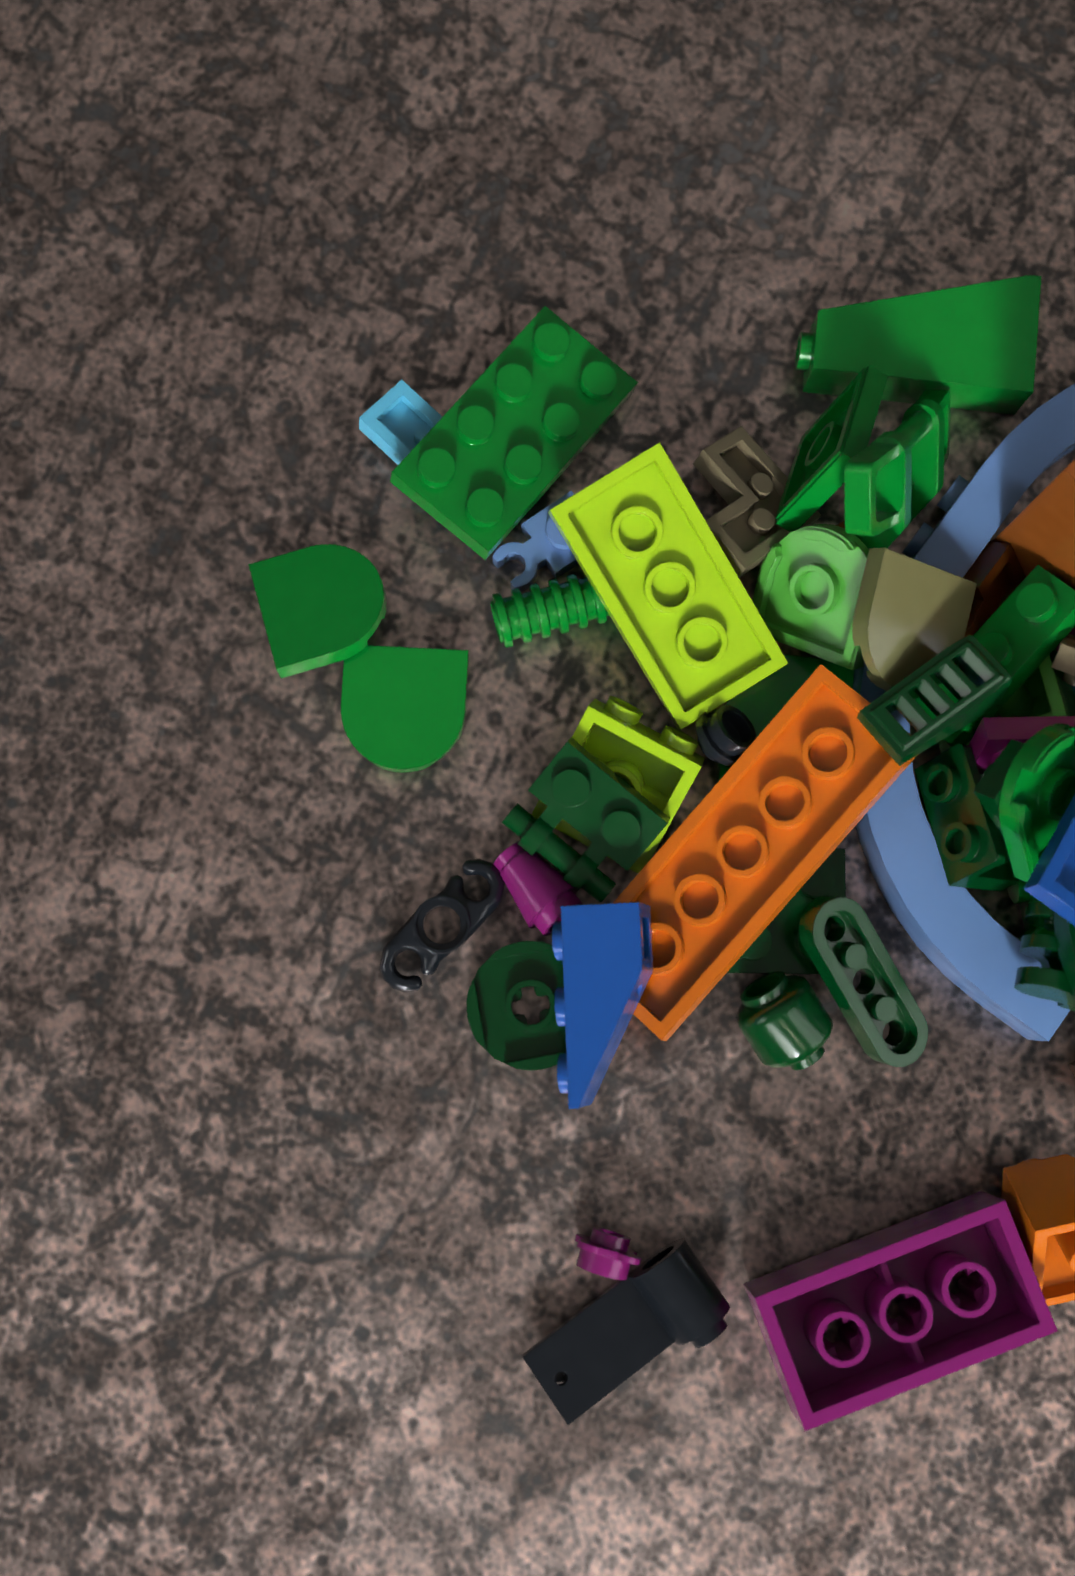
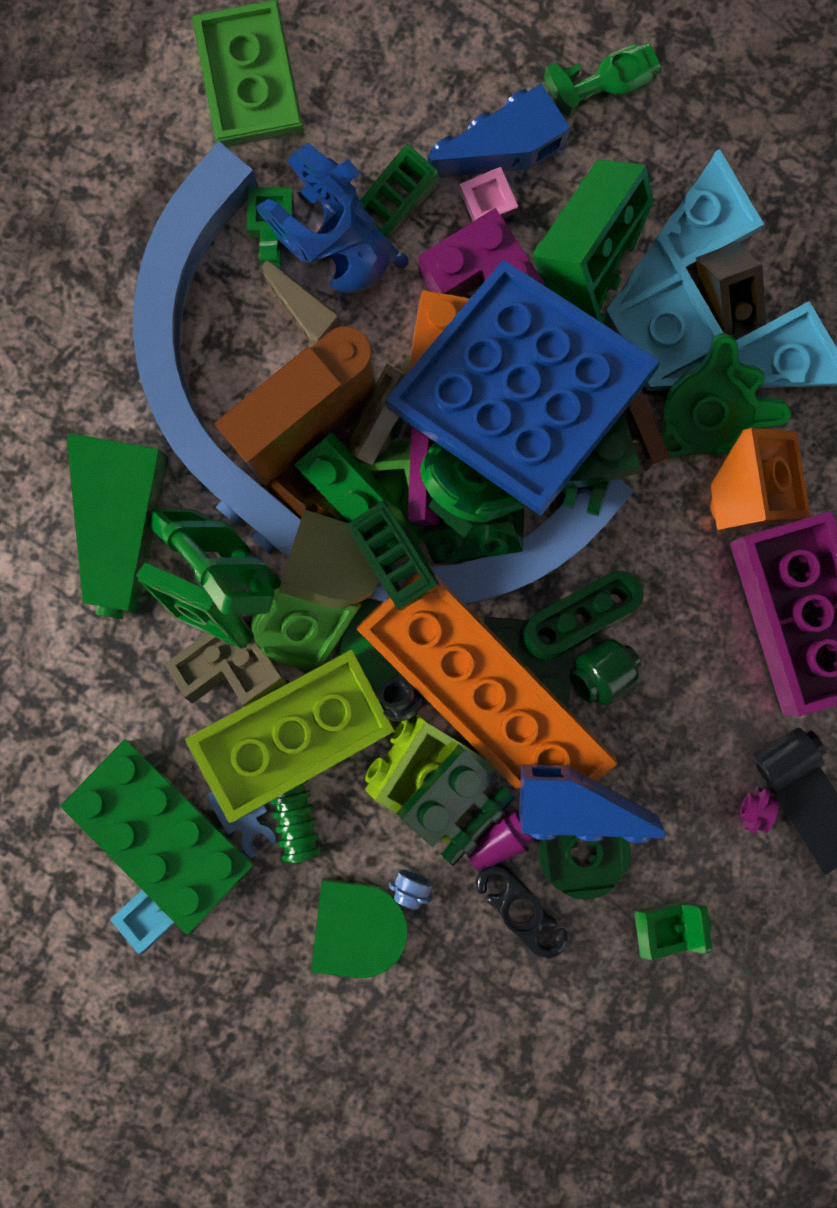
camera: 80 degrees left, 5 degrees up
(318, 605) = (280, 992): green tile -> none
(431, 1138) = (673, 929): none -> green bracket
(463, 771) = (411, 889): none -> medium blue plate

